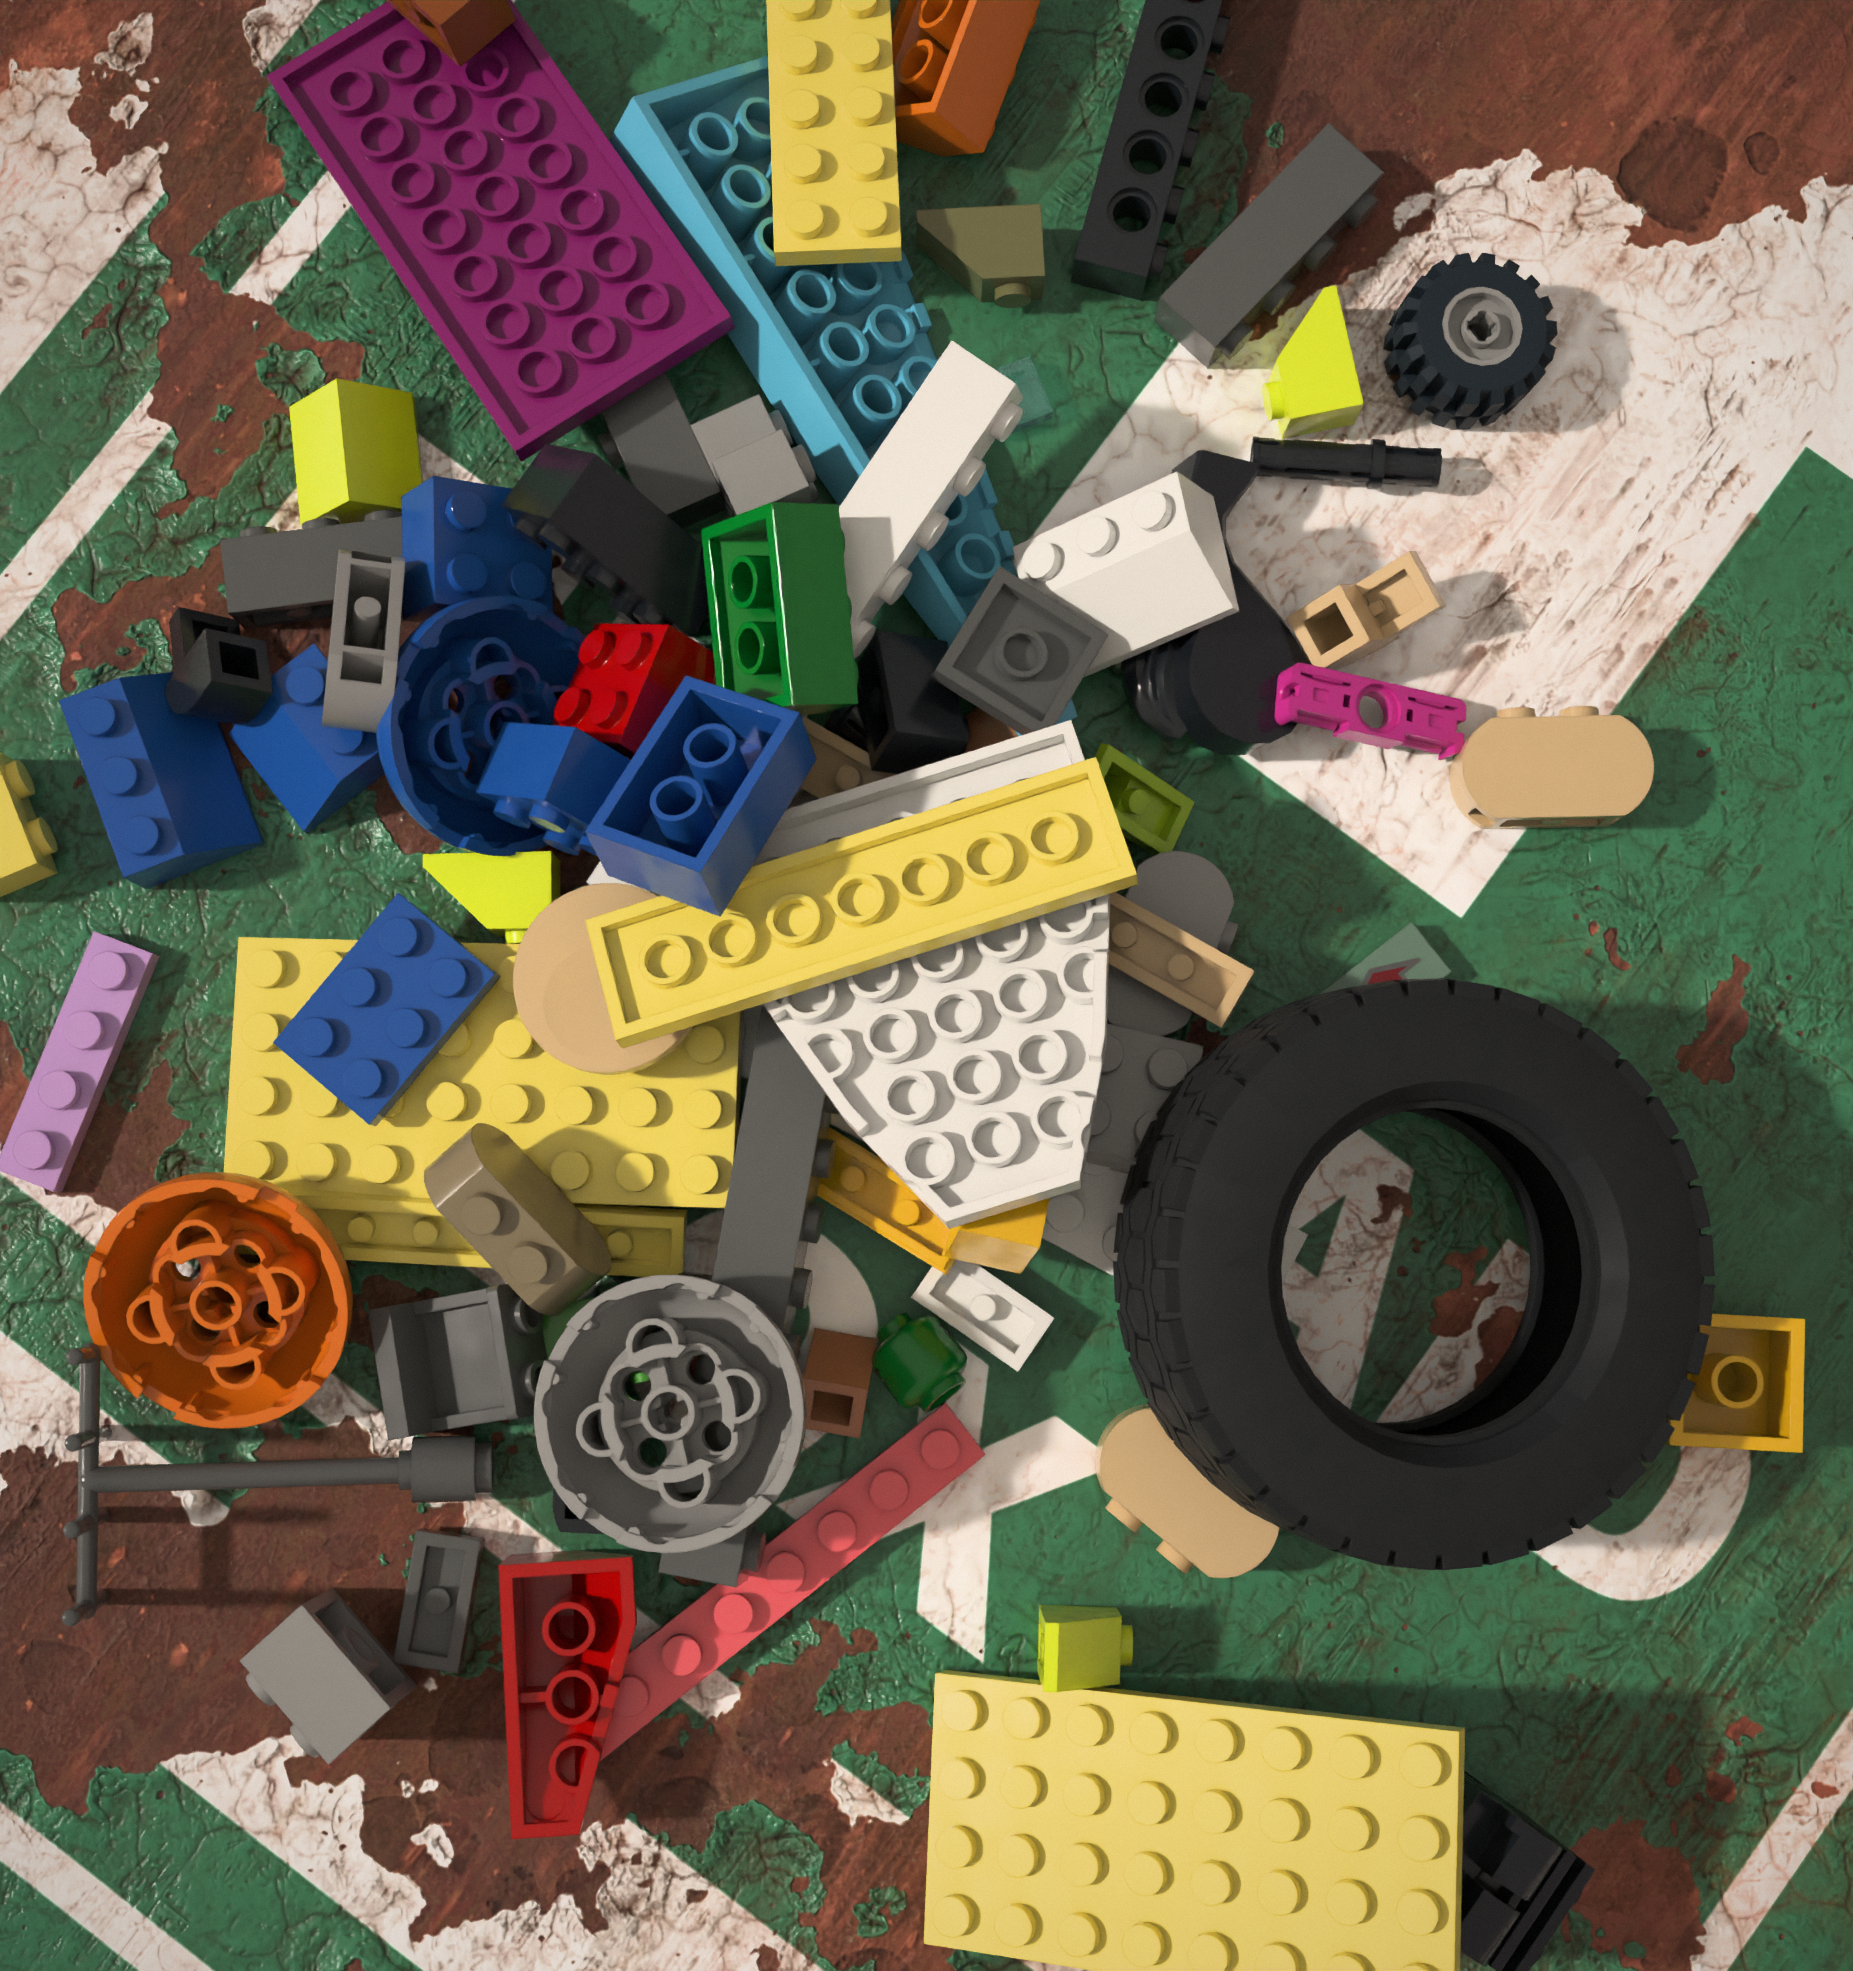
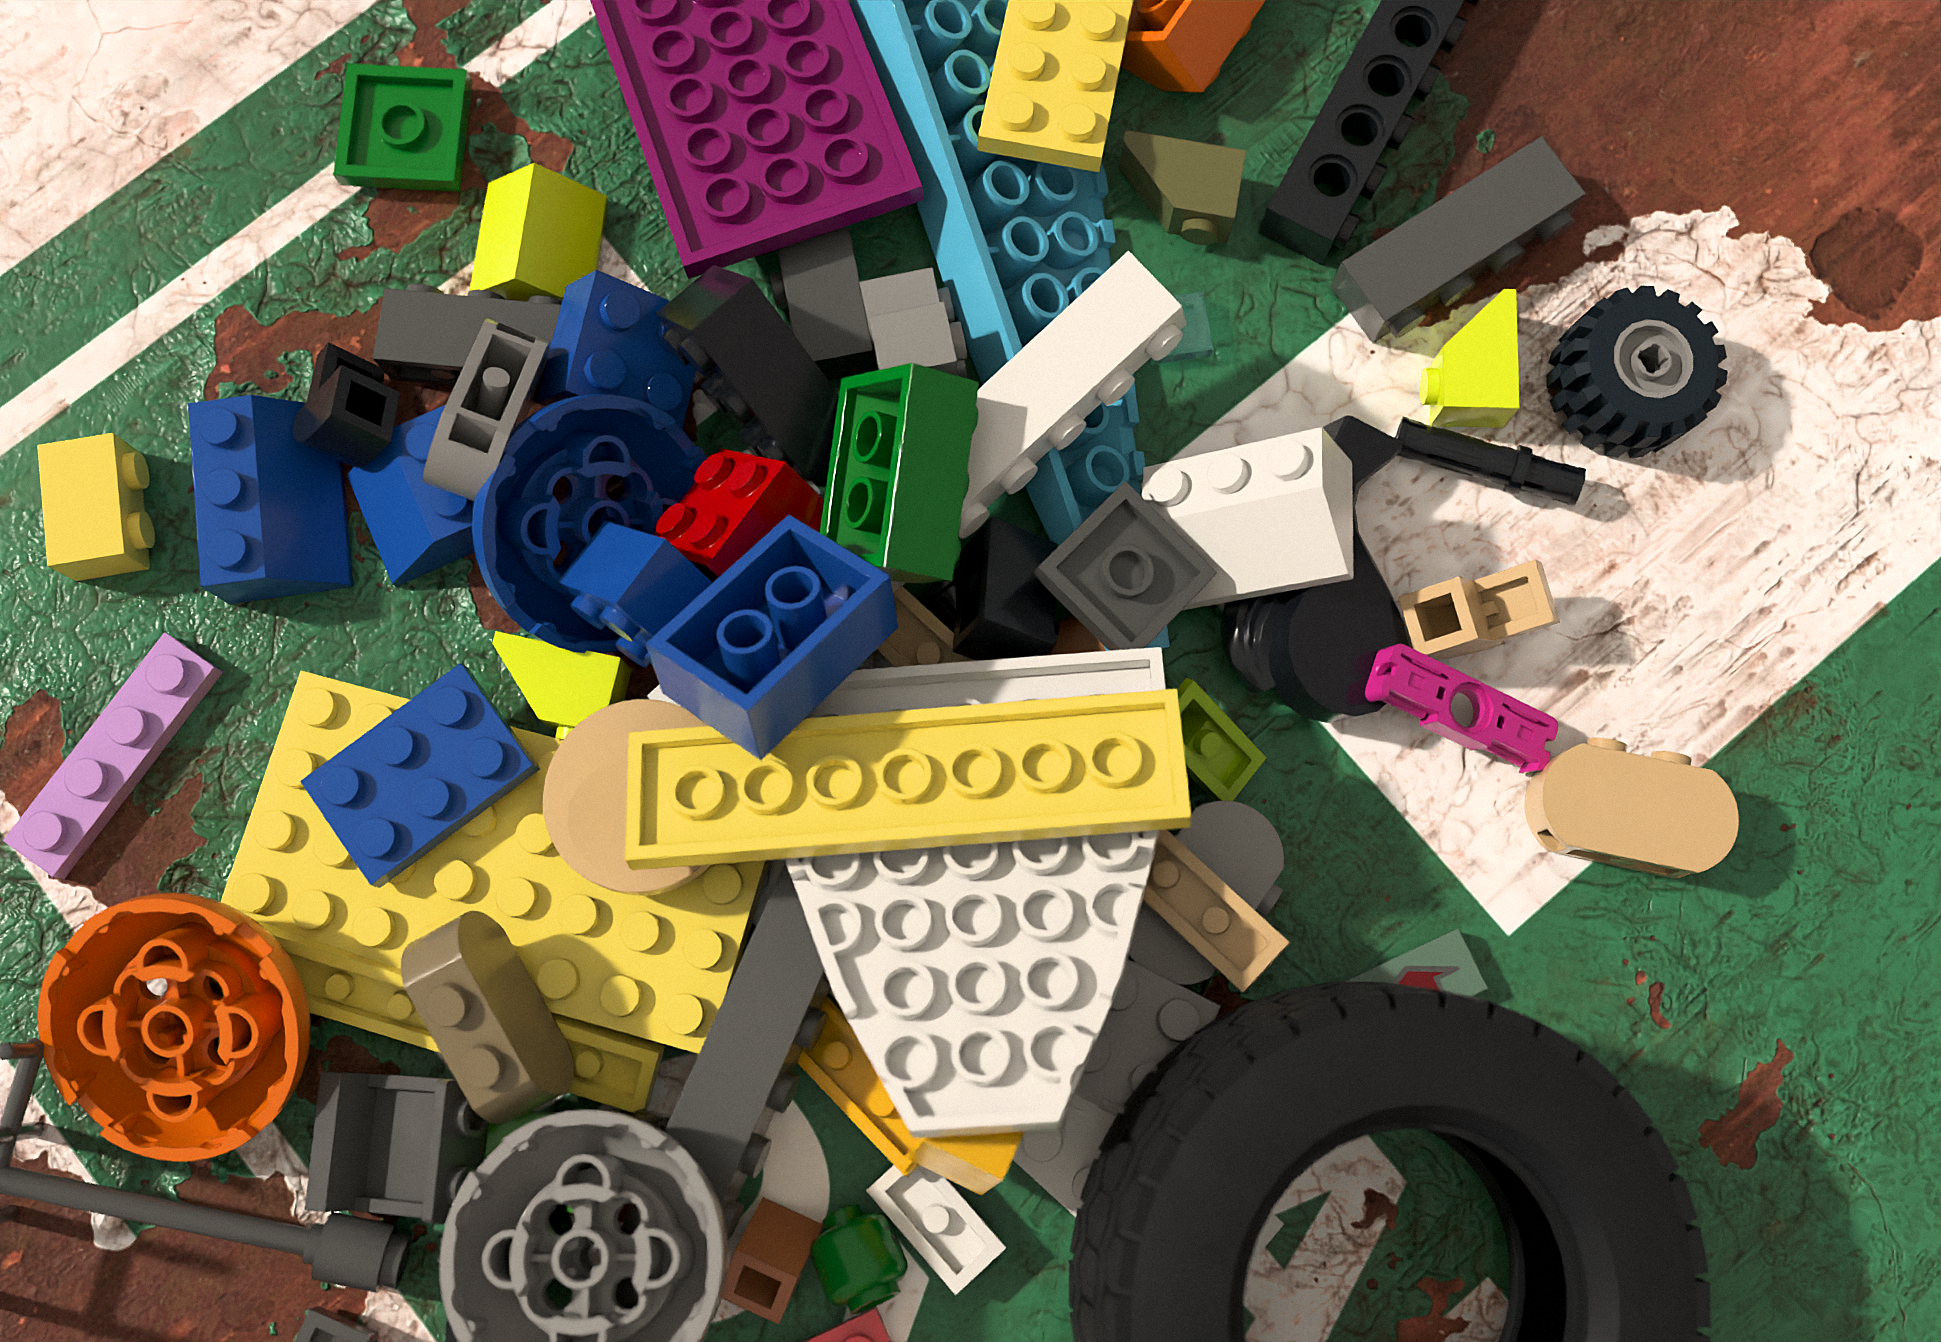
camera: 15 degrees right, 5 degrees down
(189, 369) = (403, 127): none -> green plate

